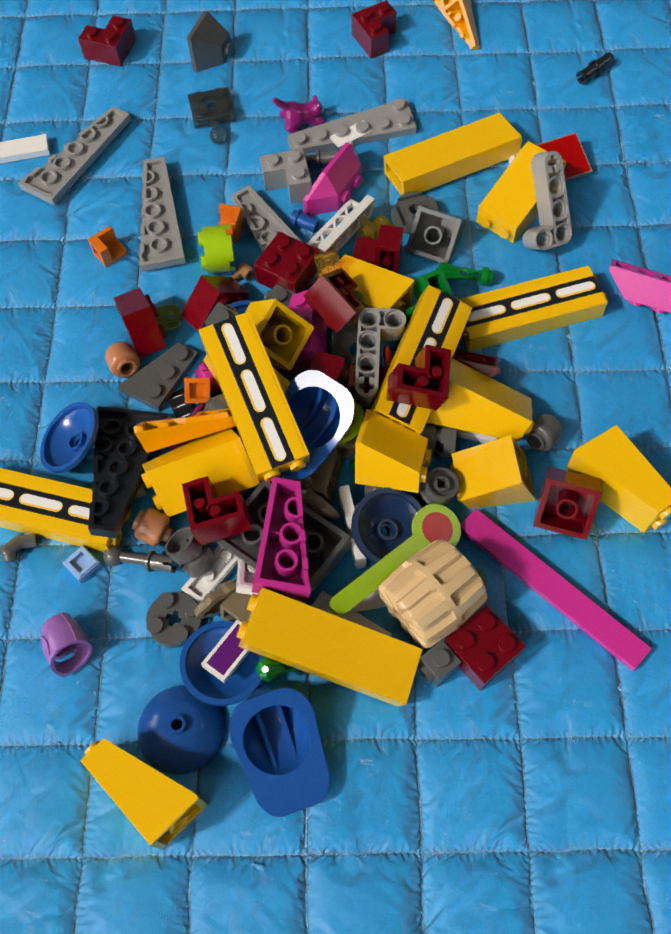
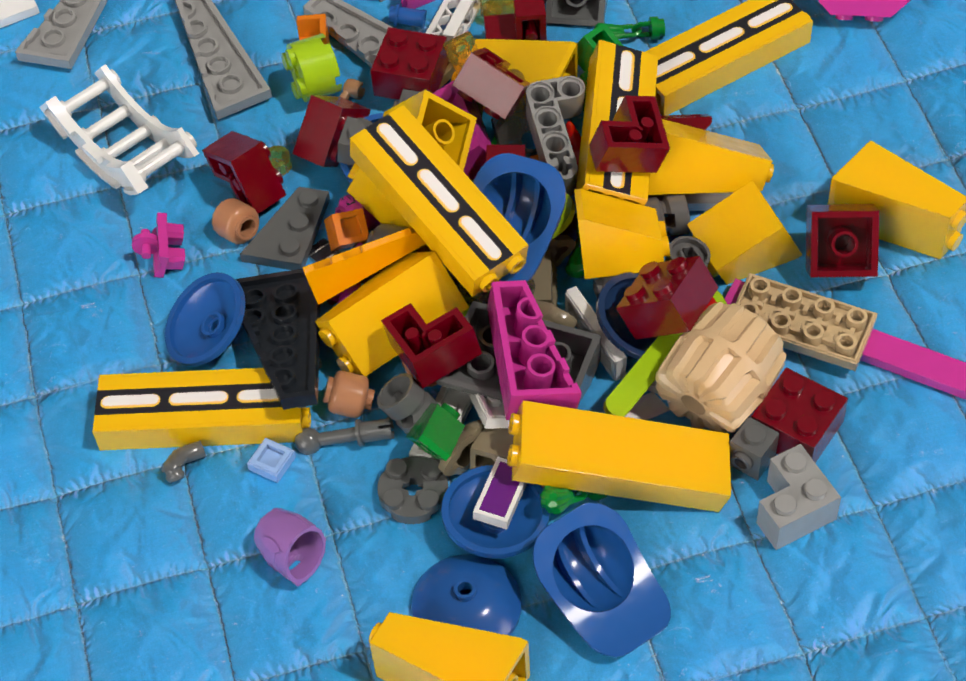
camera: 15 degrees left, 10 degrees down
(60, 302) = (102, 161): none -> white fence
(63, 375) = (157, 244): none -> dark pink hips
(106, 246) = (162, 102): orange panel -> none
(197, 586) = (437, 431): none -> green slope
(407, 524) = (667, 297): none -> dark red brick
(465, 721) = (801, 499): none -> light grey brick
(515, 562) = (810, 321): none -> tan tile
(545, 433) = (788, 178): dark grey head -> none

